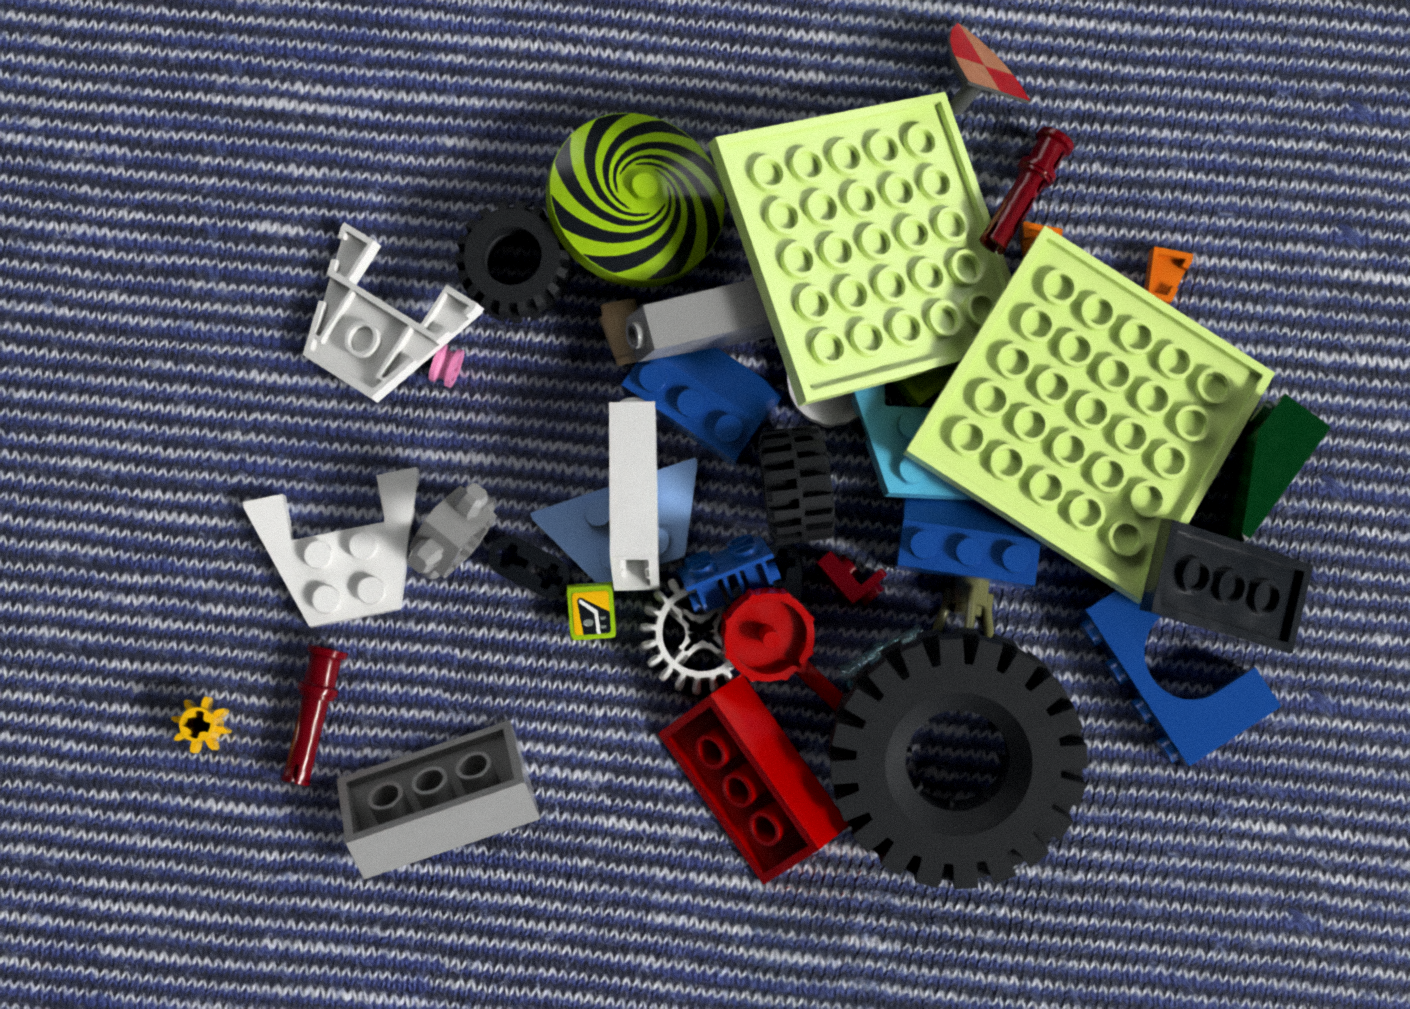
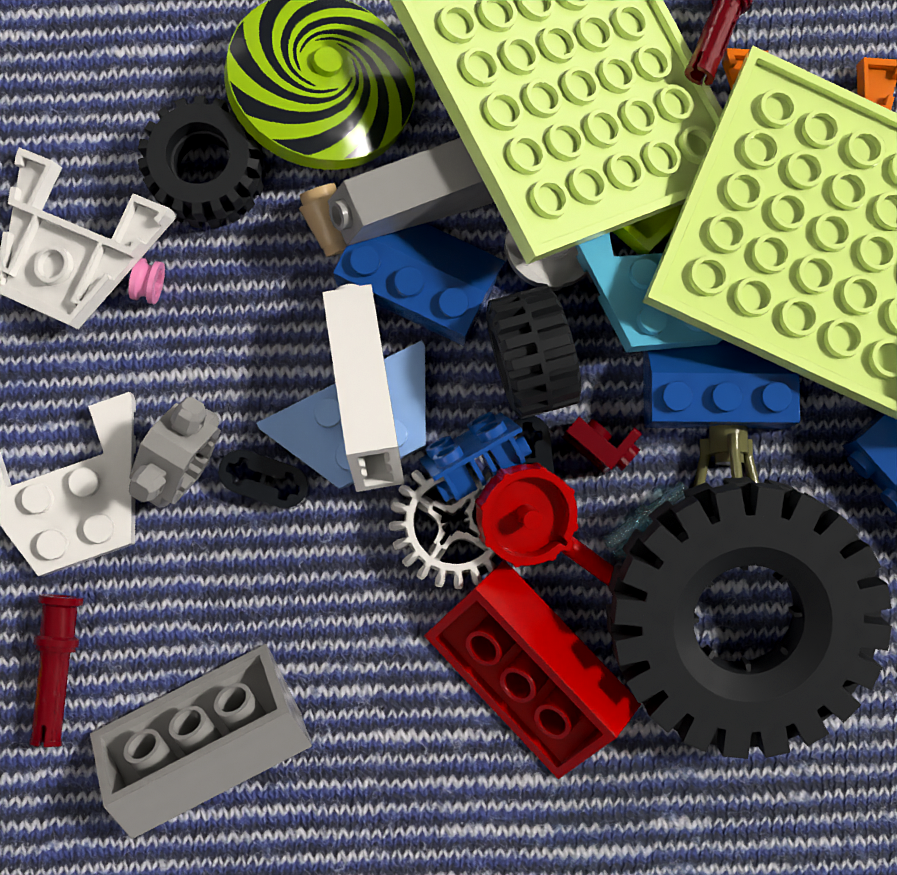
camera: 15 degrees left, 0 degrees up
(591, 611) = (335, 516): slope -> none

